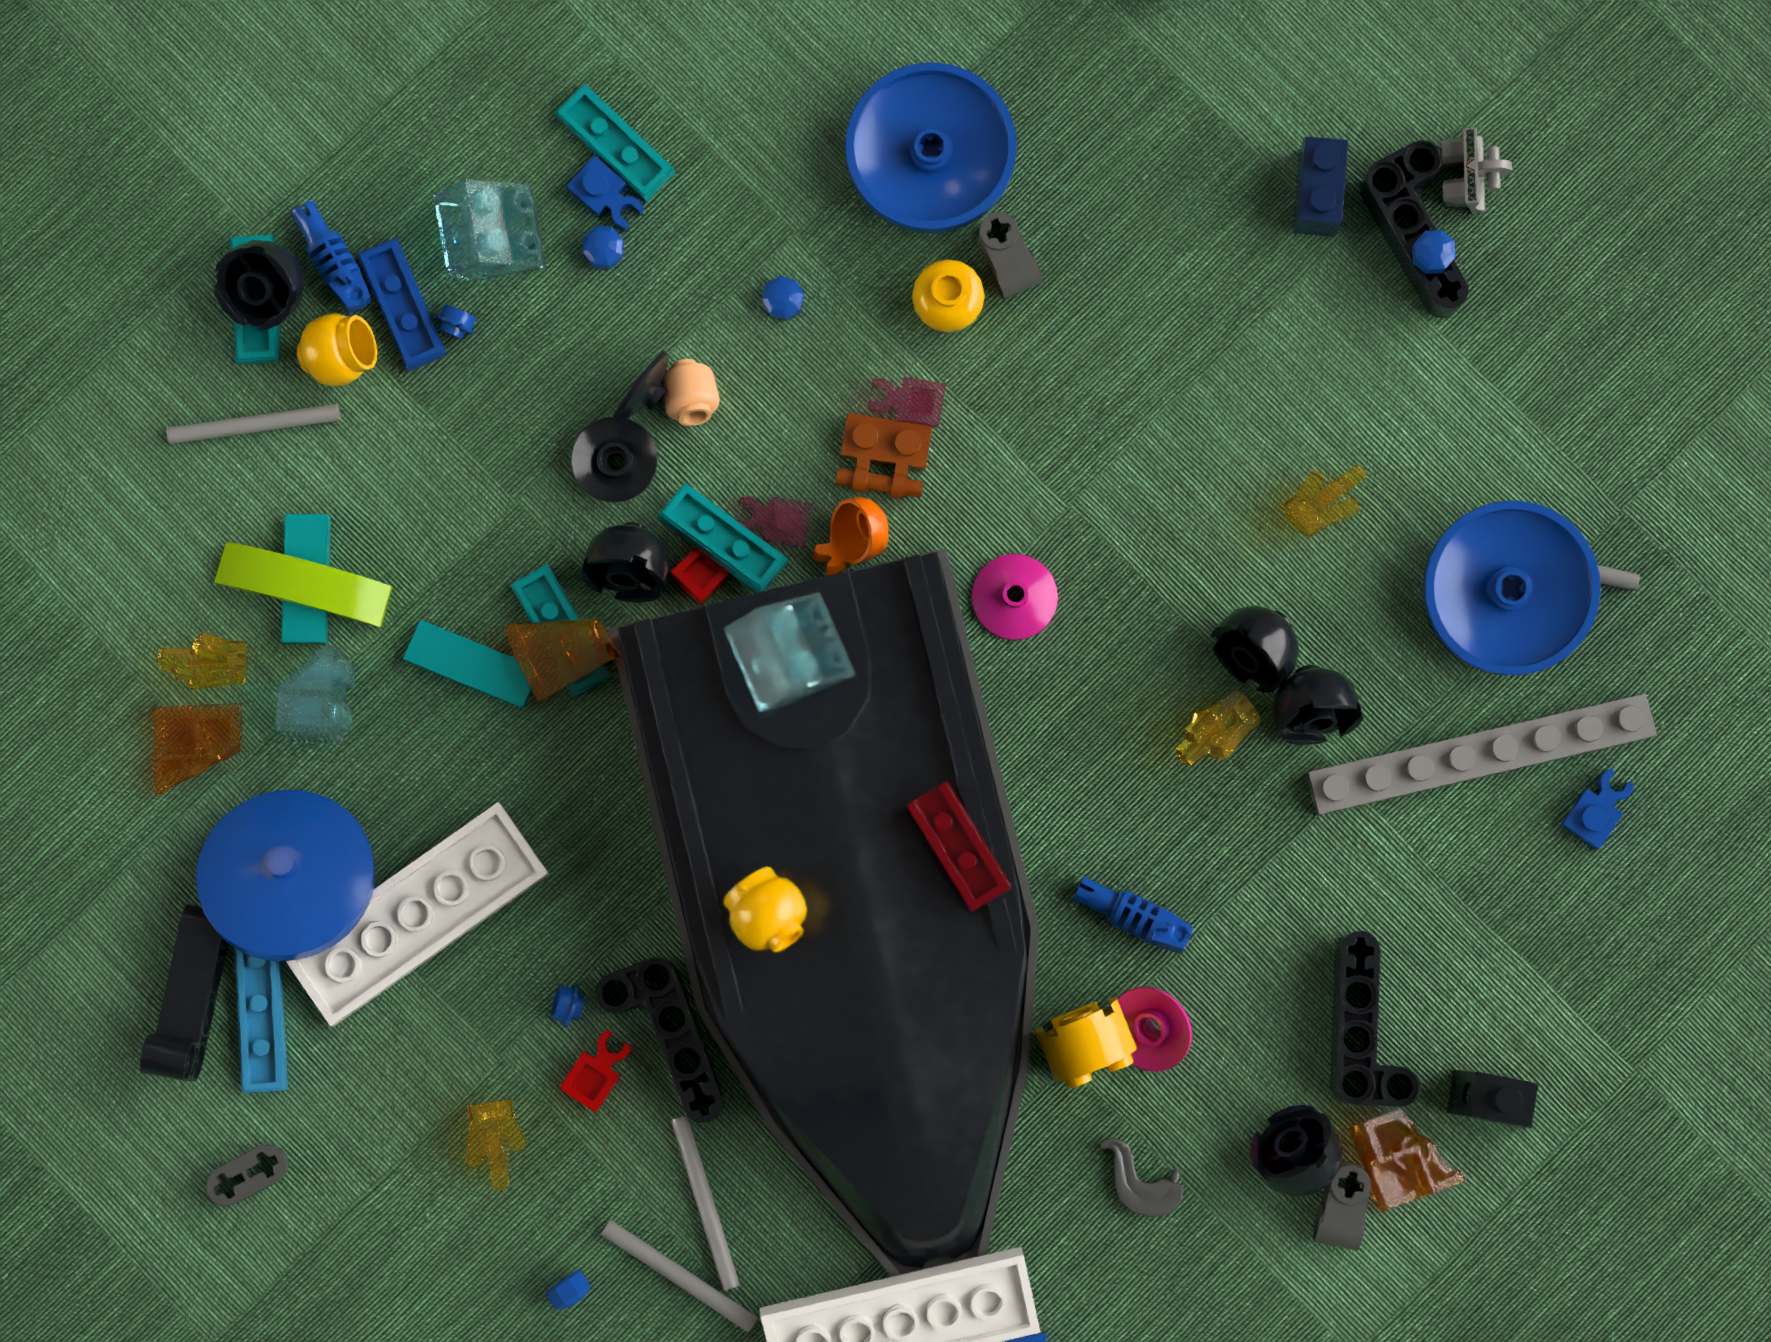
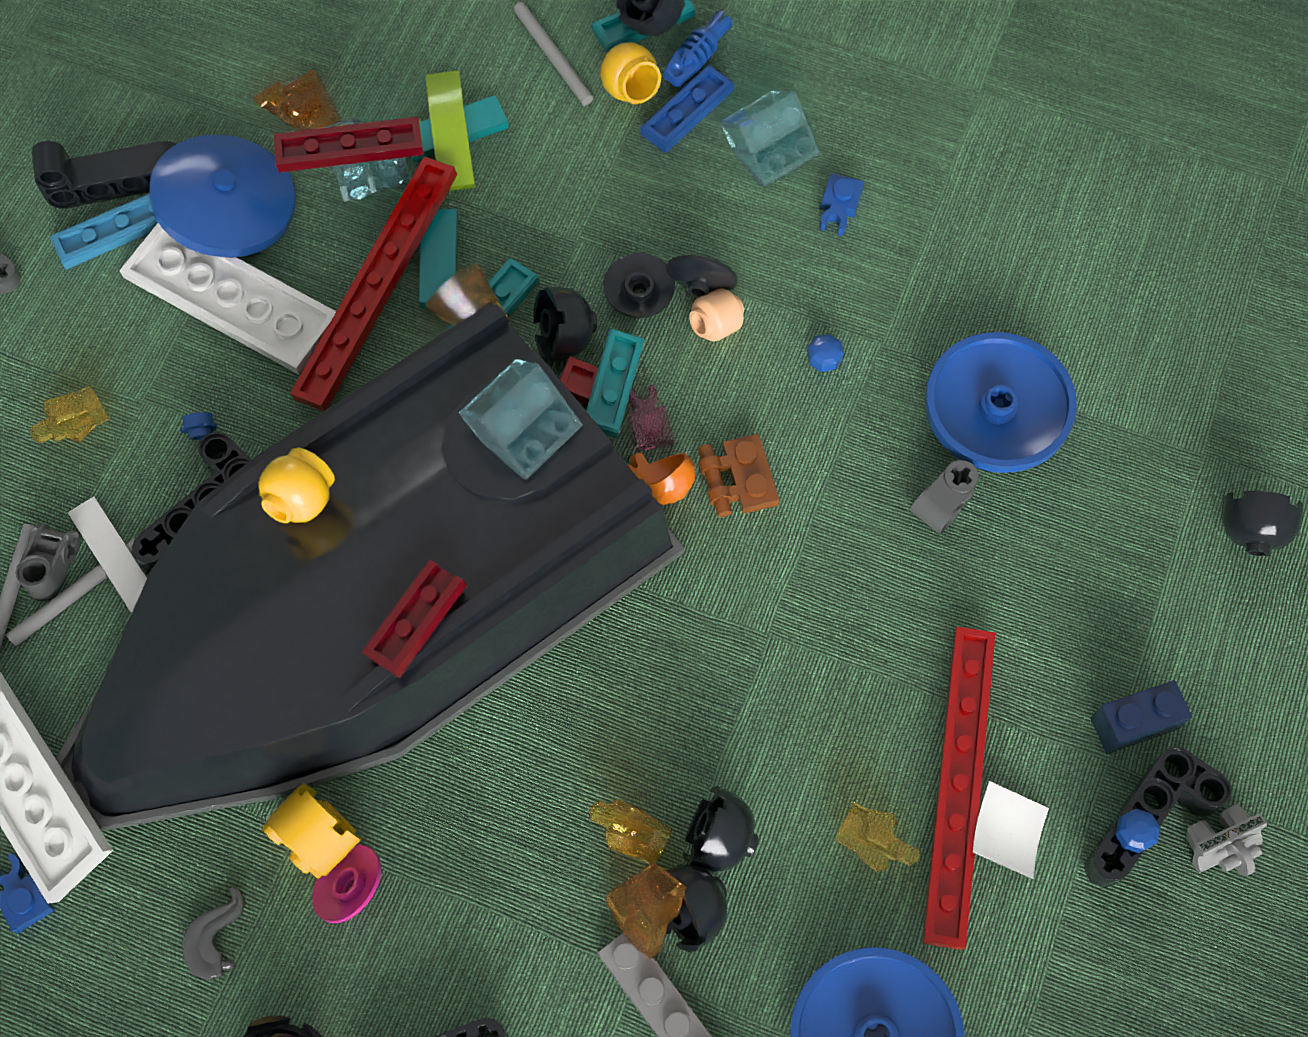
camera: 65 degrees right, 15 degrees down
(208, 662) = (363, 90): clear yellow rock -> none
(322, 705) = (348, 144): none -> dark red plate
(455, 321) = (691, 144): blue plate -> none
(478, 745) = (373, 284): none -> red plate
(592, 1077) = (148, 465): red plate -> none
(603, 247) = (798, 216): blue tile -> none
(615, 142) = (882, 194): teal tile -> none
(656, 1217) = (48, 554): none -> dark grey piece
(686, 1146) = (109, 550): none -> white sticker
(916, 402) = (792, 478): clear pink plate -> none
(948, 295) = (889, 463): yellow piece -> none
(1009, 618) = (668, 640): dark pink dish -> none
(1136, 916) = (442, 831): blue hinge -> none
(1303, 748) = (646, 907): none -> clear orange slope
(1307, 393) = (959, 789): none -> red plate
(1371, 368) = (1009, 829): none -> white sticker

